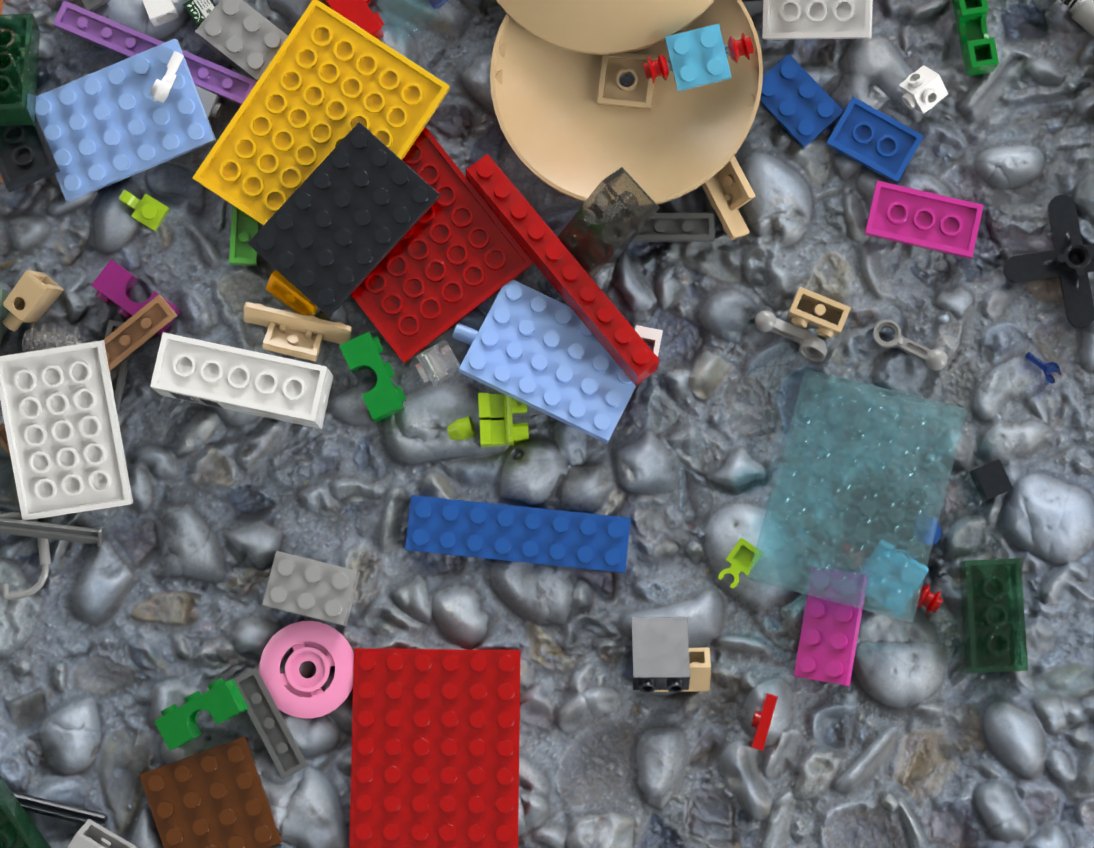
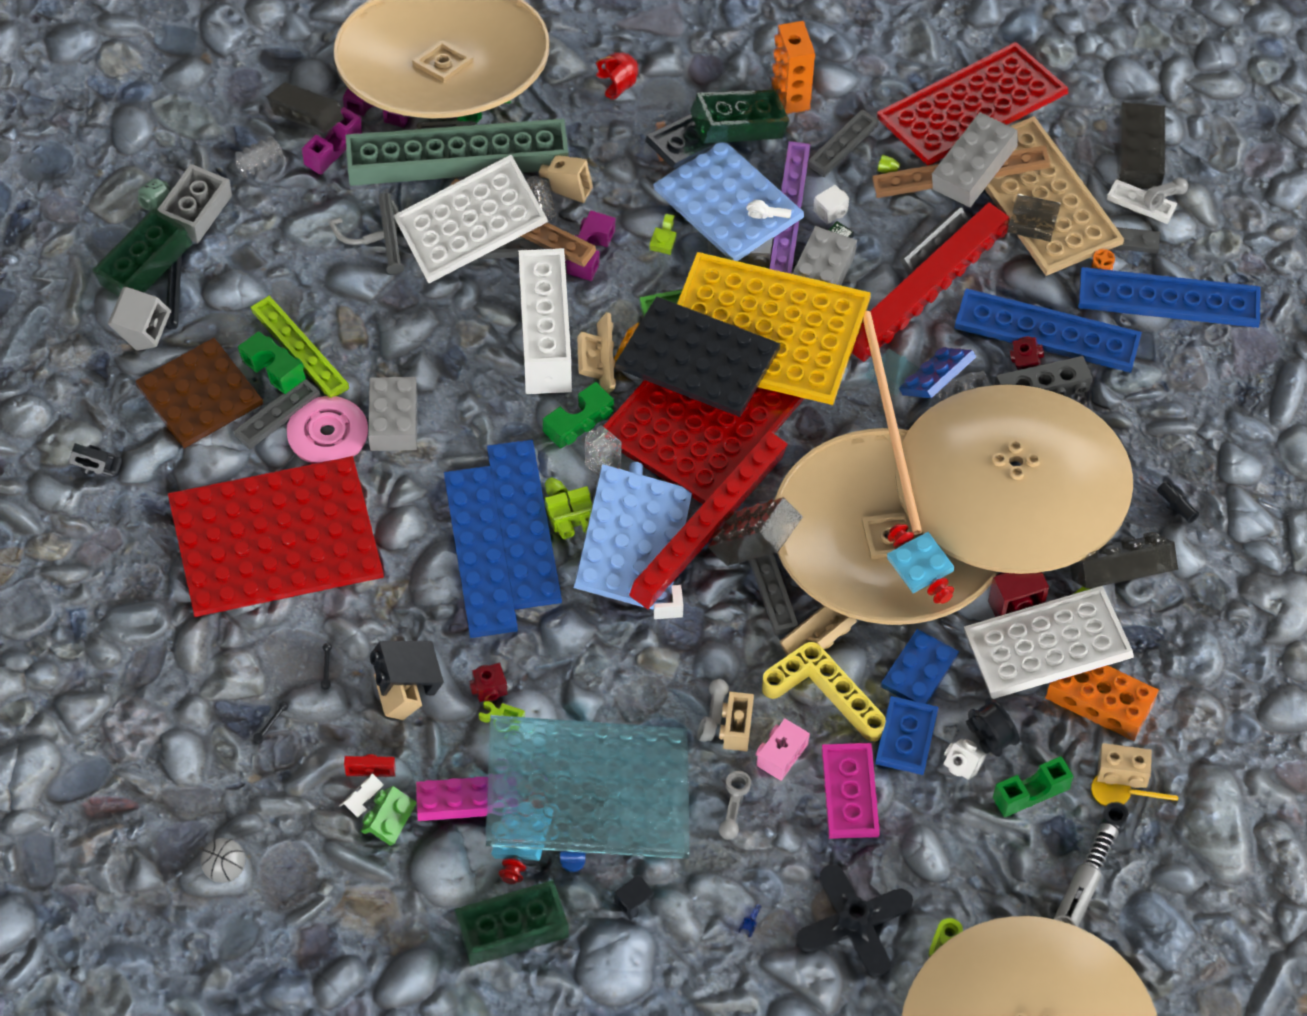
camera: 70 degrees right, 25 degrees down
(182, 676) = (299, 346): none -> lime plate
(495, 476) = (524, 524): none -> blue plate
(498, 30) = (892, 424): none -> light nougat piece
(642, 746) = (325, 683): none -> black hinge
(689, 834) = (258, 737): none -> black hinge
(699, 557) = (488, 682): none -> dark red brick
(796, 201) = (827, 684): none -> light yellow beam
(804, 747) = (356, 799): none -> white piece
(826, 716) = (388, 815): none -> bright green bracket
(856, 261) = (782, 749): none -> bright pink brick
(900, 48) = (993, 727): none -> black wheel

